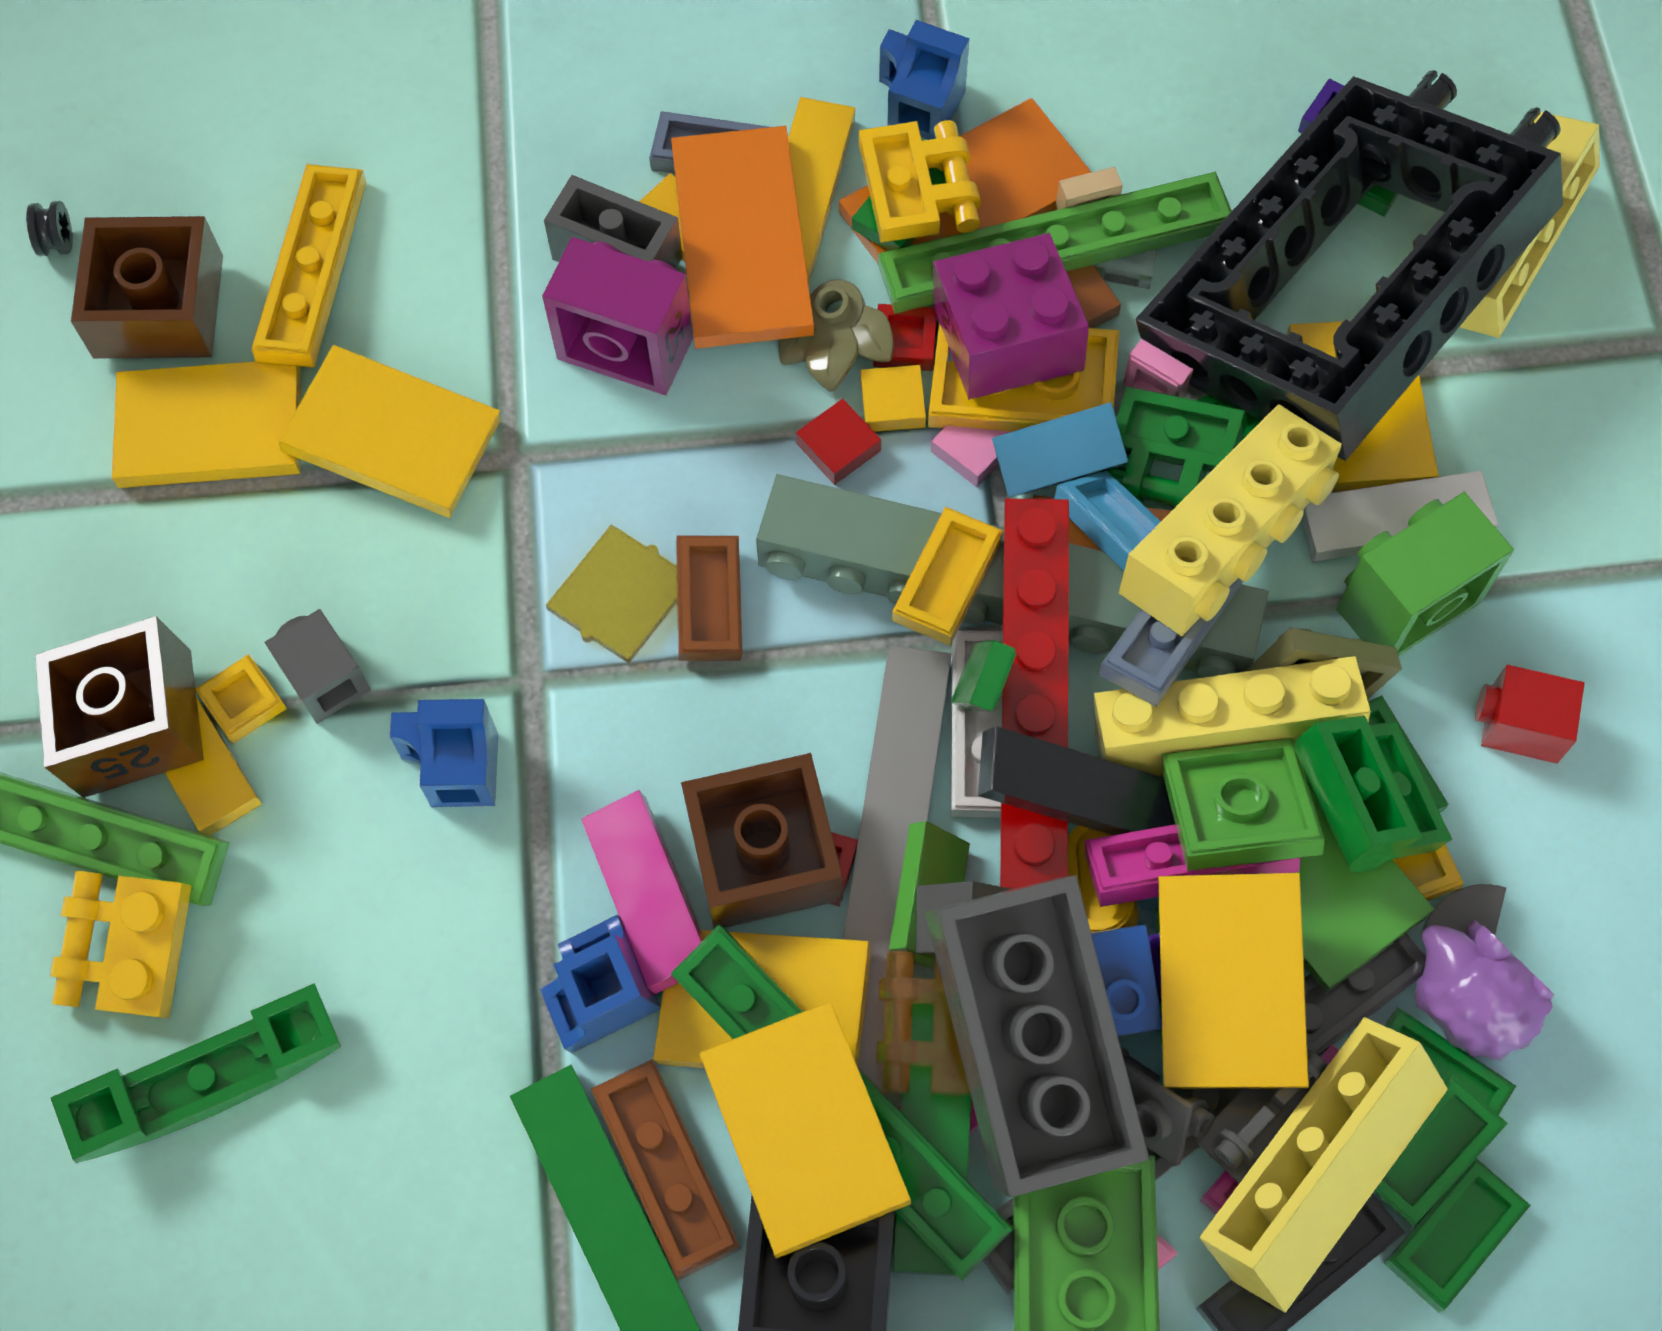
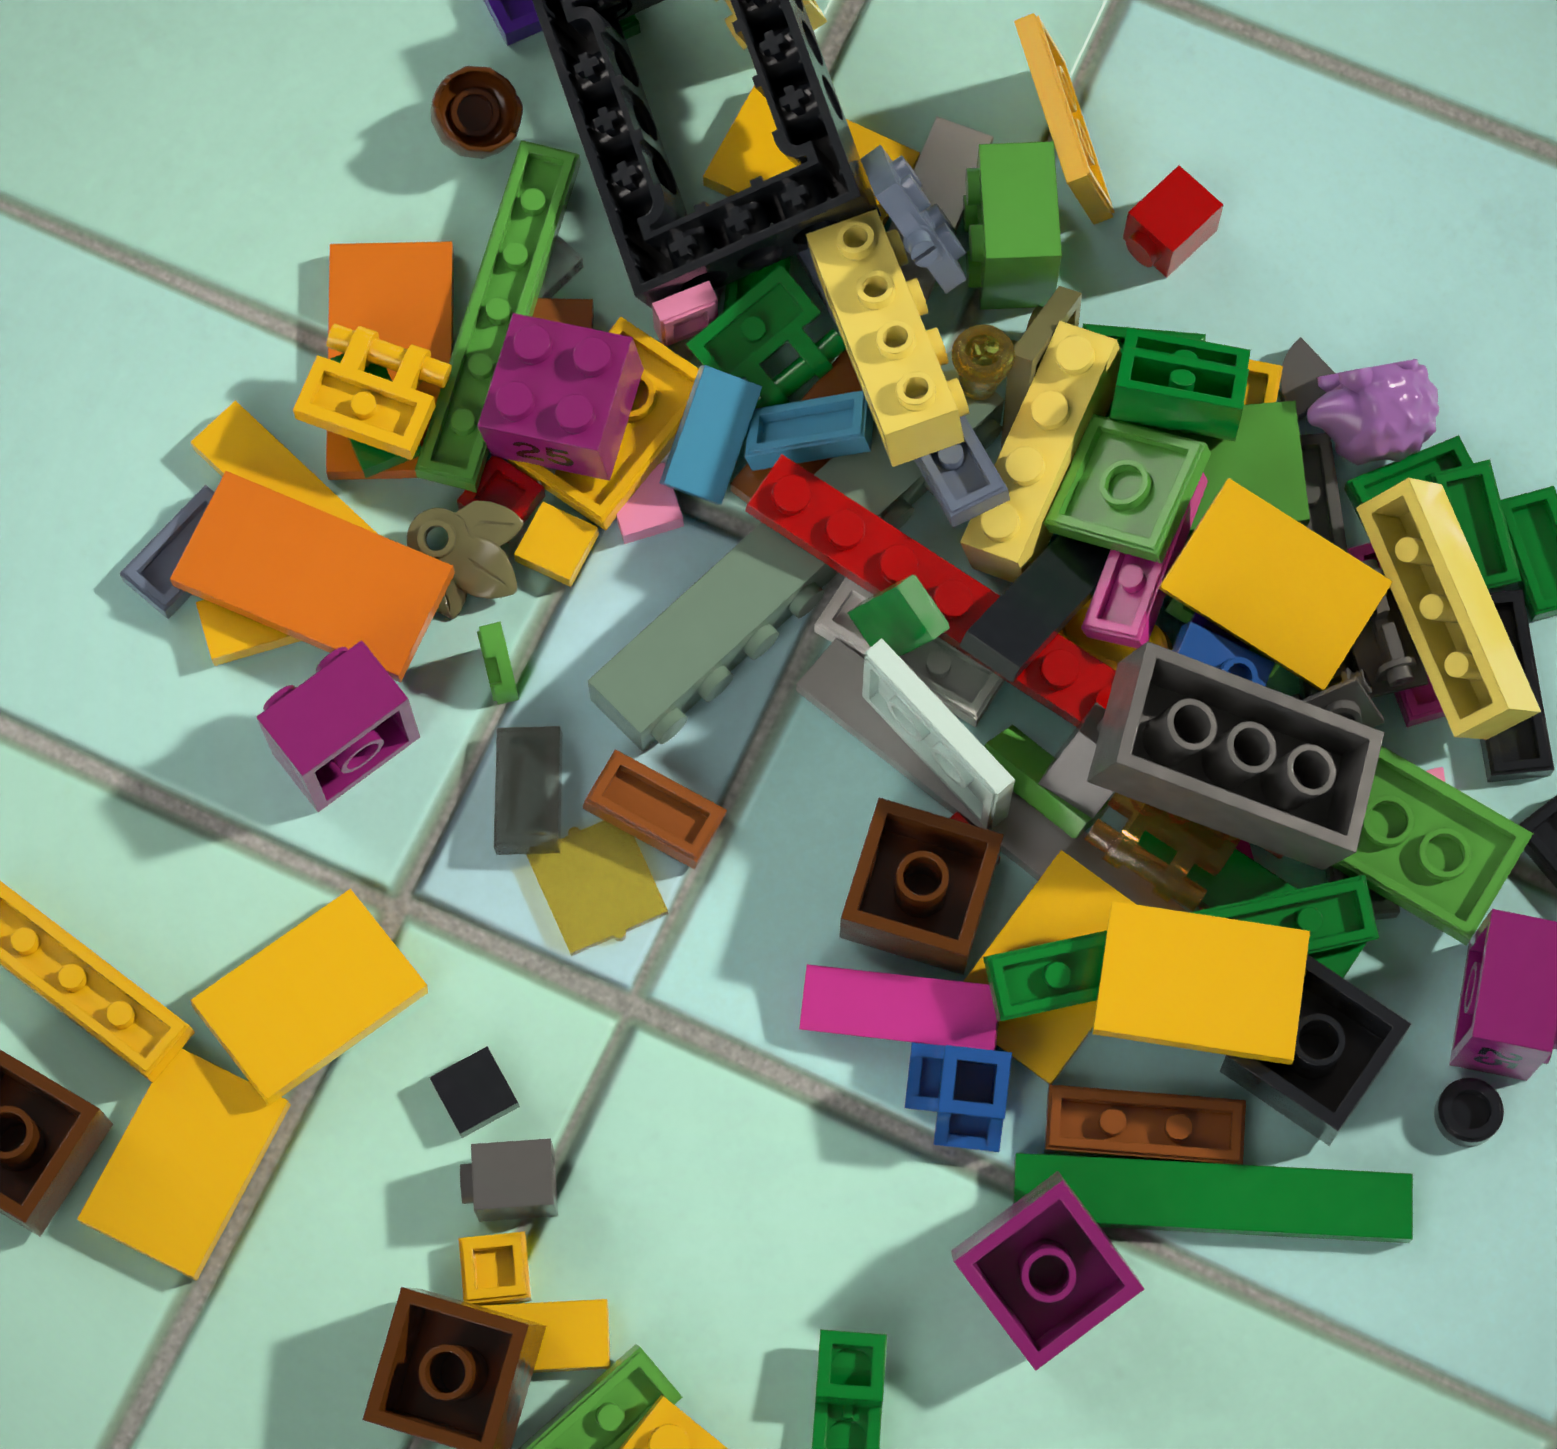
camera: 60 degrees left, 5 degrees up
(383, 598) = (474, 1092): none -> black tile
(455, 749) = (672, 1103): blue brick -> none
(462, 1146) = (1046, 1270): none -> magenta brick
(608, 217) = (233, 686): dark grey brick -> none
(665, 494) = (528, 790): none -> clear smoke tile
(765, 409) = (497, 663): none -> bright green tile
(838, 441) = (568, 614): red tile -> none
(897, 767) = (936, 735): none -> light aqua tile
(923, 75) = (252, 324): blue brick -> none
(947, 576) = (780, 594): yellow tile -> none
(1088, 188) = (468, 258): tan tile -> none
(1216, 129) = (476, 112): none -> reddish brown hair
(1265, 606) = (982, 360): none -> clear yellow cone
(1356, 480) = (926, 232): none -> sand blue plate
(1552, 563) = (1064, 119): none -> yellow tile

